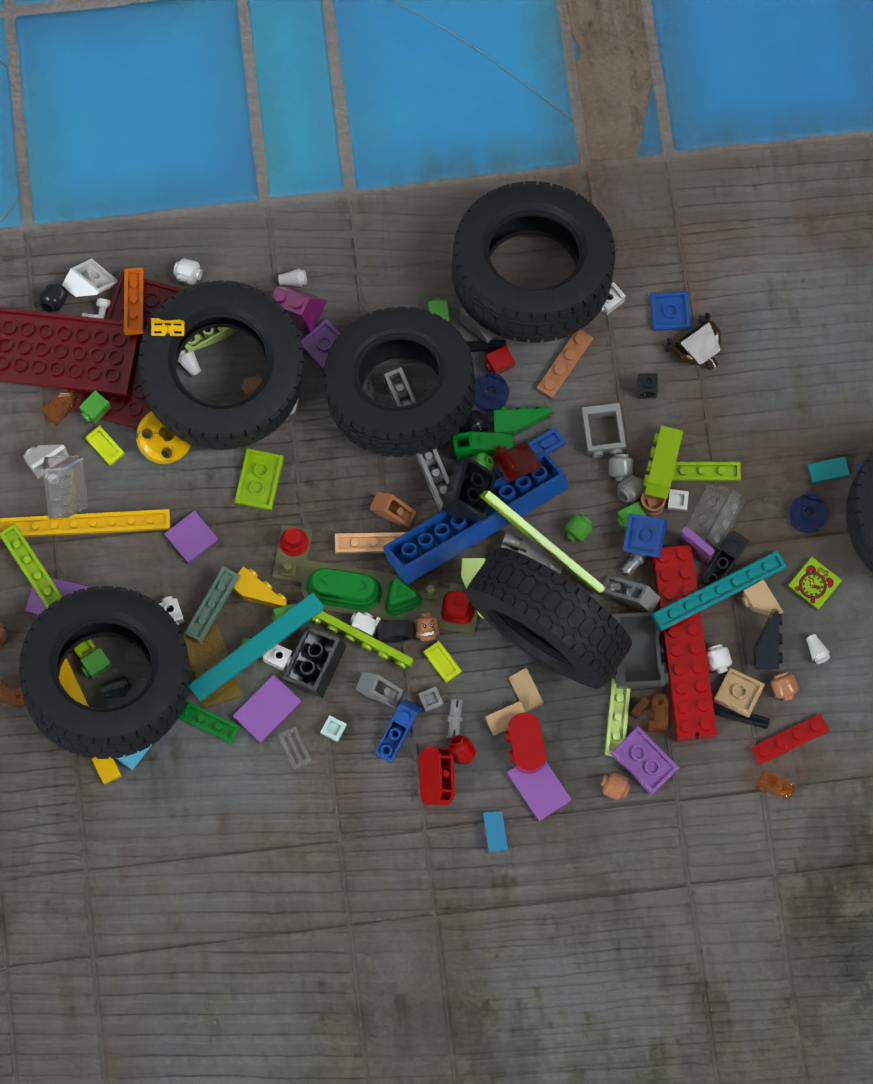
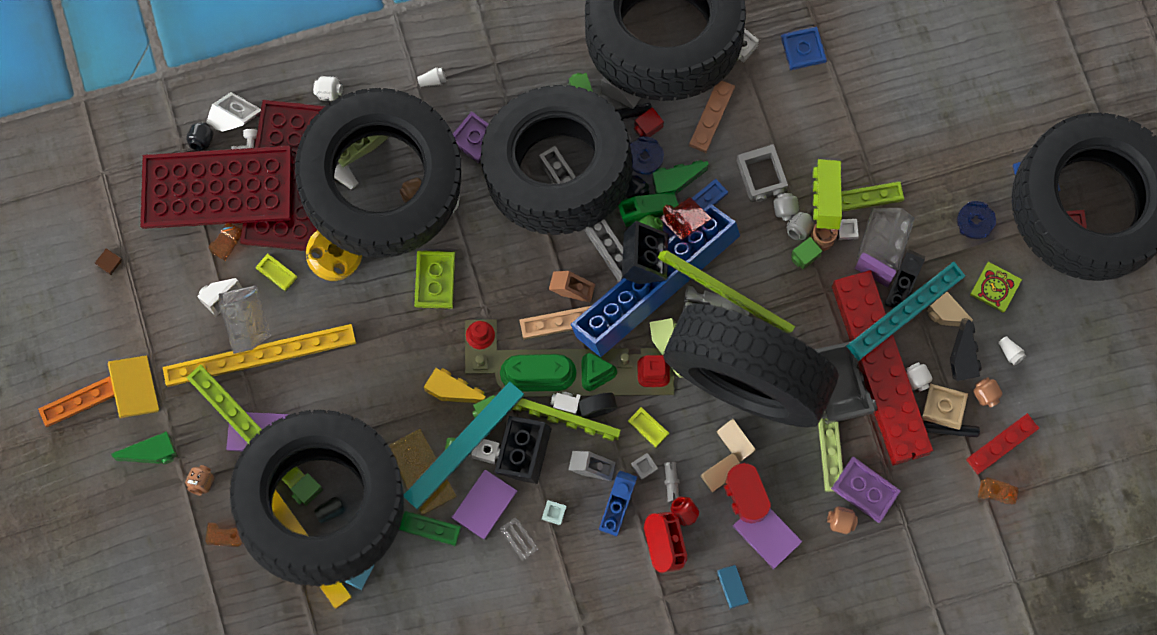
camera: 10 degrees left, 0 degrees up
(94, 407) = (260, 236): bright green brick -> none
(133, 301) = (280, 126): orange plate -> none
(167, 328) = (316, 146): yellow piece -> none
(169, 602) = (367, 416): white brick -> none
(191, 537) = (378, 347): medium lavender tile -> none
(212, 604) = (411, 410): sand green tile -> none
(301, 306) = (446, 102): magenta slope -> none
(426, 627) = (627, 396): nougat head -> none
(578, 527) = (756, 272): bright green head -> none
(631, 593) = (821, 327): light grey slope -> none
(632, 563) = (819, 292): light grey pin -> none
(640, 707) = (851, 438): reddish brown tile -> none
(644, 535) = (824, 268): blue plate -> none
(647, 385) = (796, 123): black brick -> none
(660, 709) = (872, 441): clear orange leg -> none
(698, 345) = (838, 75): torso -> none
(828, 470) = (986, 175): teal tile -> none

